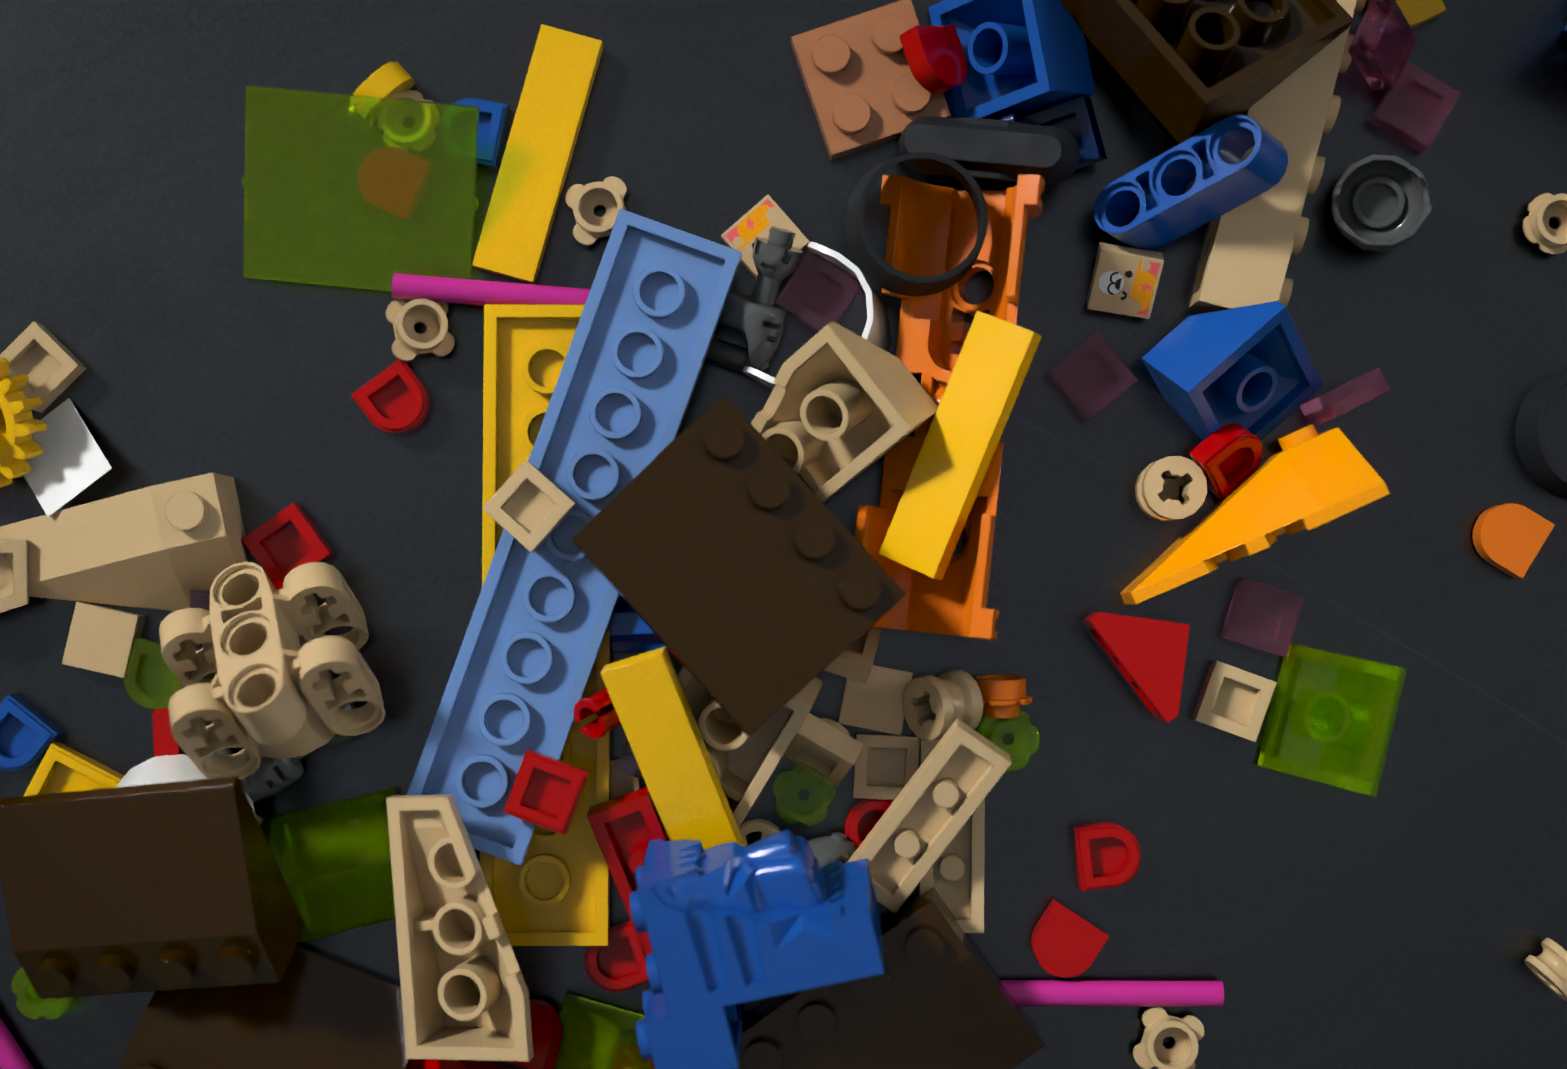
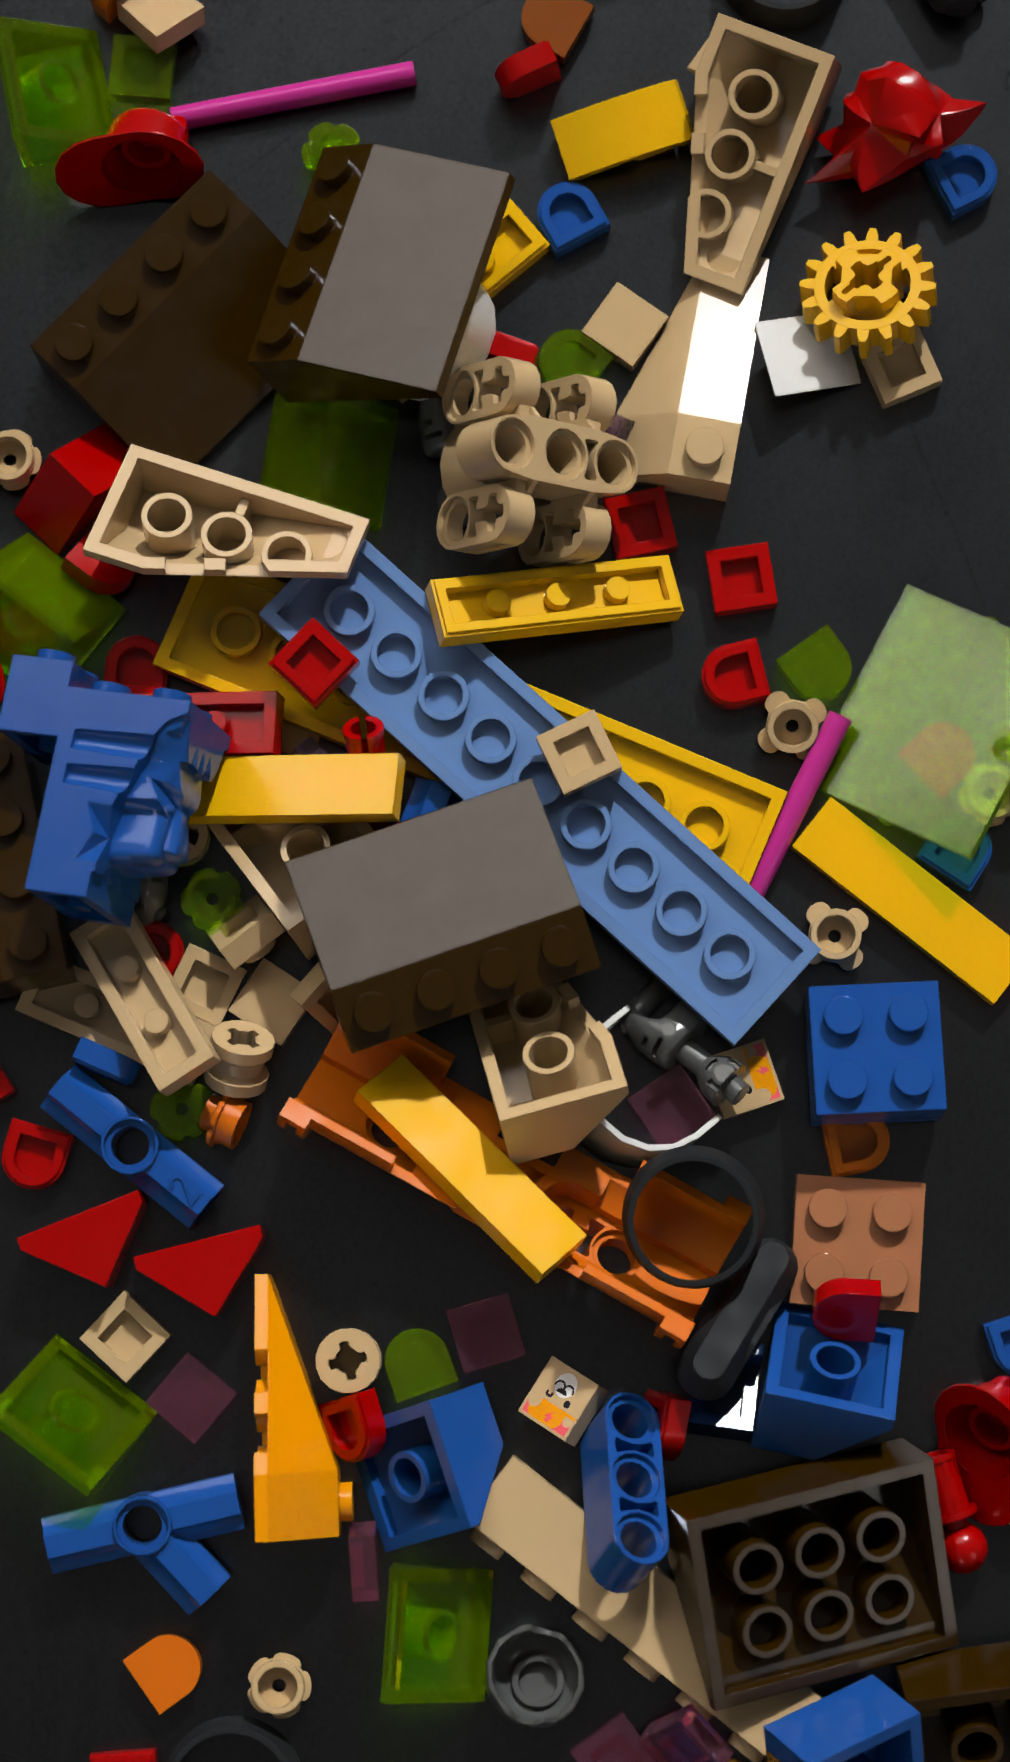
camera: 120 degrees right, 5 degrees down
(301, 432) = (741, 579): none -> red tile
(354, 327) = (817, 666): none -> clear neon green tile
(393, 594) = (553, 600): none -> yellow tile
(693, 126) = (874, 1053): none -> blue brick
(779, 118) = (855, 1147): none -> orange tile
(998, 827) = (105, 1062): none -> blue tile
(1051, 810) = (101, 1119): none -> blue piece
(1096, 174) = (673, 1416): none -> red tile
(1145, 426) = (418, 1363): none -> clear neon green tile
(1167, 770) = (91, 1241): none -> red slope
(1379, 308) = (436, 1634): none -> clear neon green slope
(1413, 574) = (173, 1556): none -> blue piece
(1498, 430) = (266, 1698): none -> tan plate

